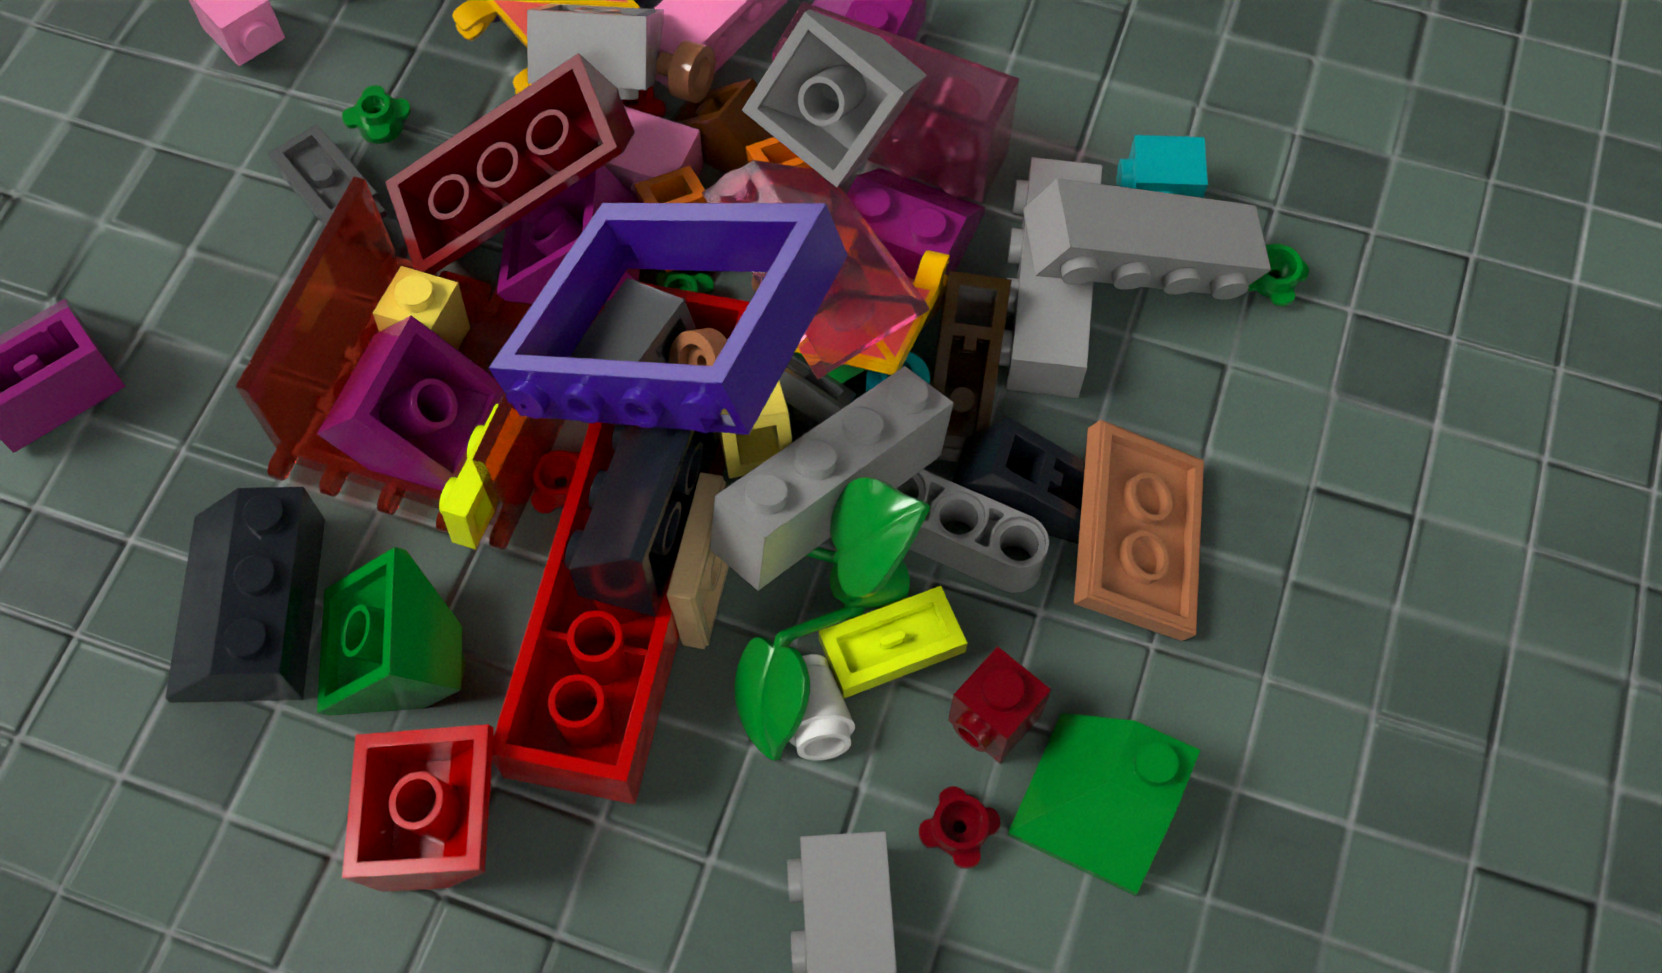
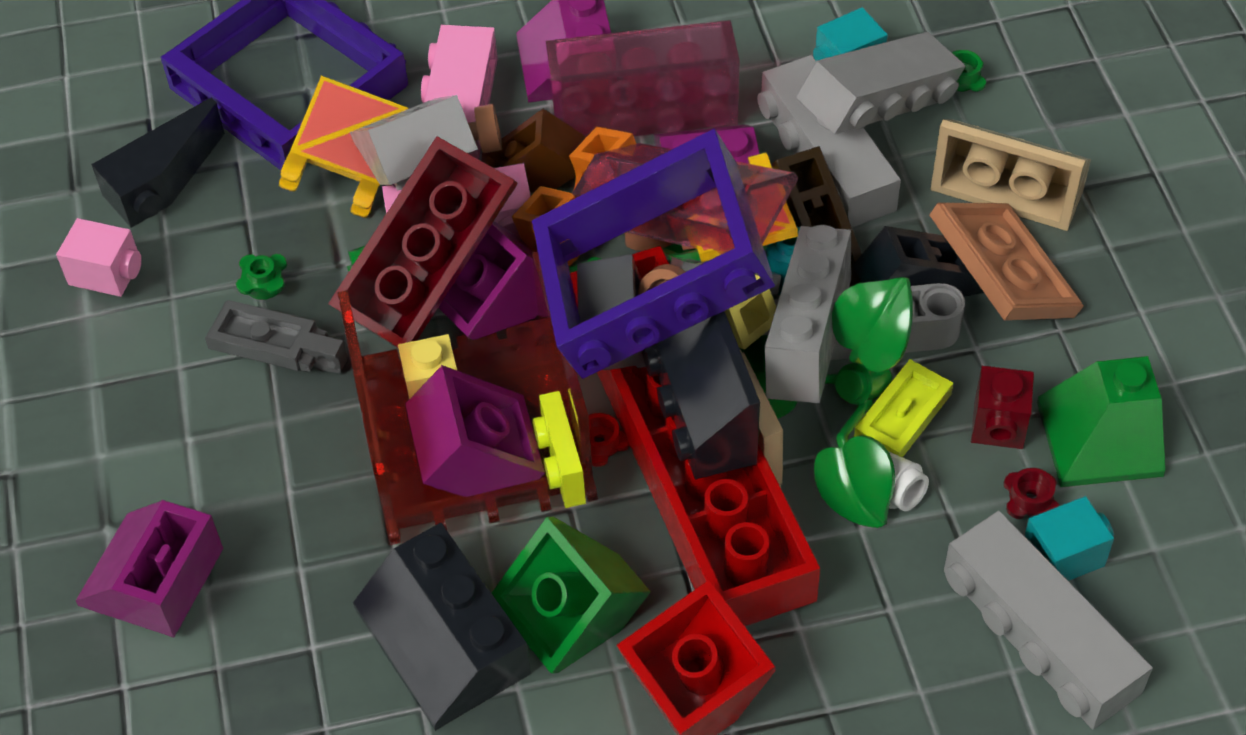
camera: 30 degrees left, 10 degrees down
(833, 94) = (628, 83): light grey slope -> none
(952, 913) = (1072, 537): none -> teal brick
(1228, 423) = (1004, 169): none -> tan slope

